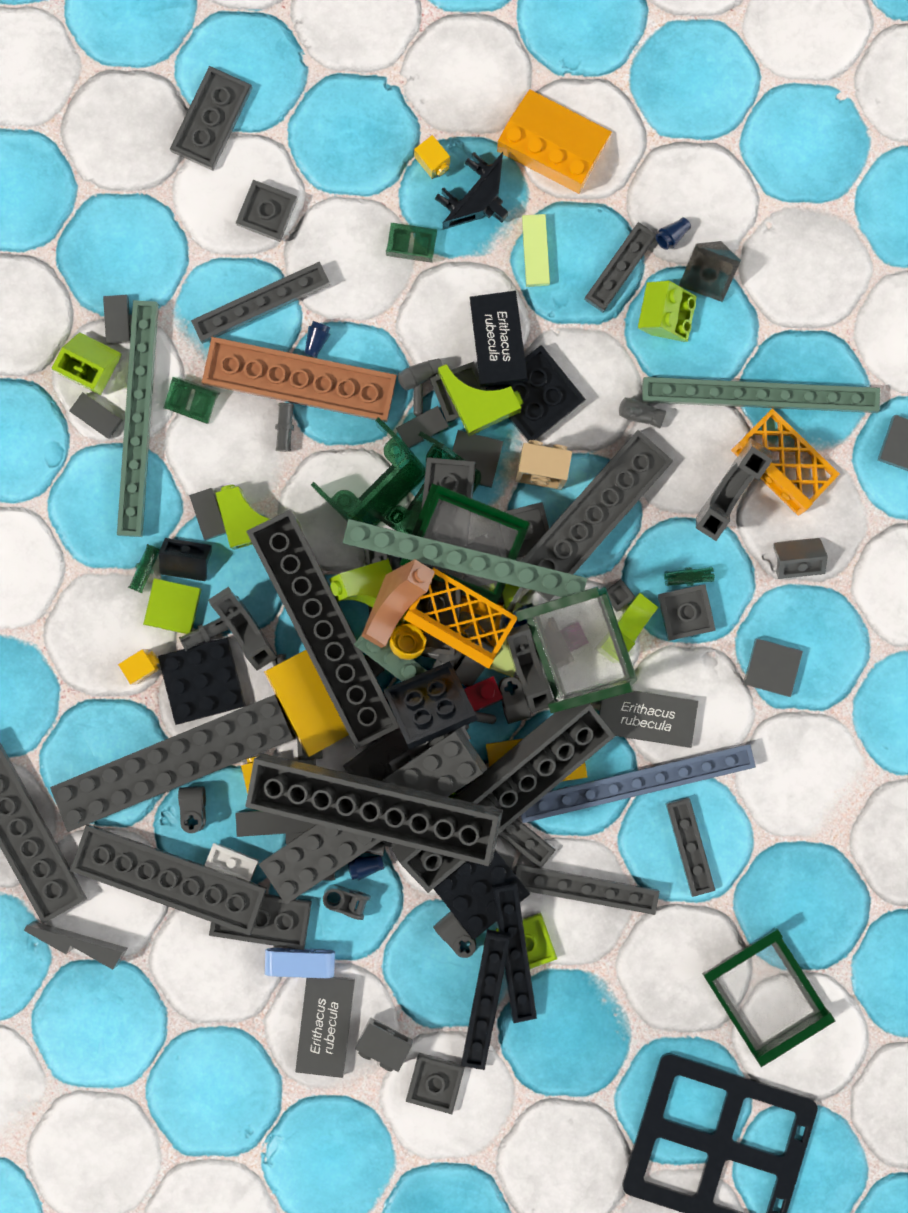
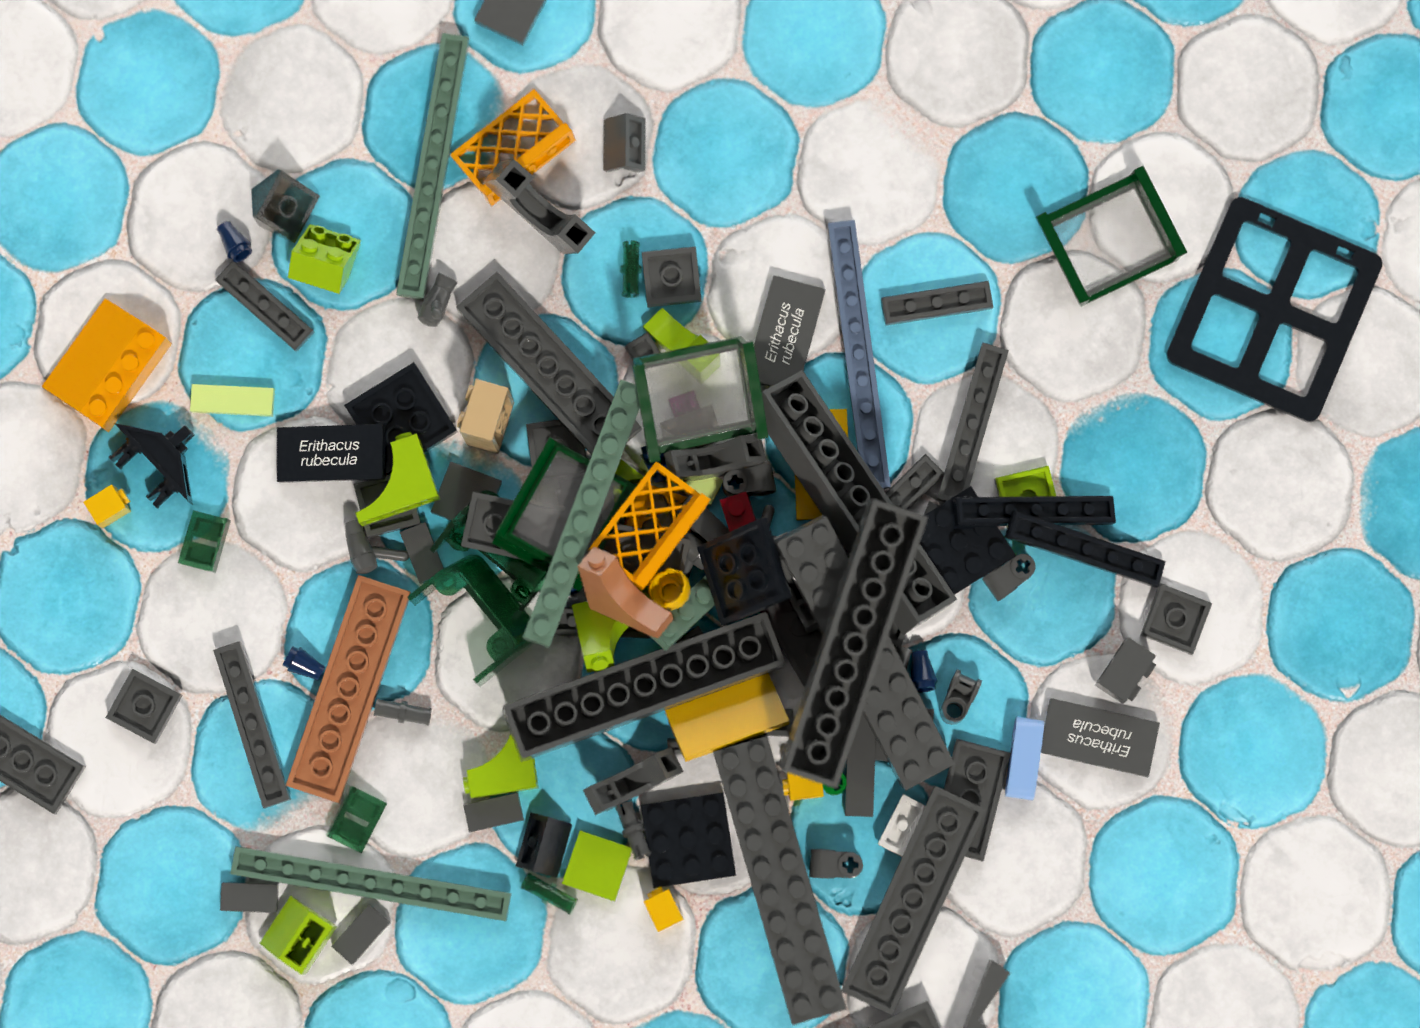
camera: 80 degrees left, 5 degrees down
(772, 667) = (744, 188): dark grey tile -> none

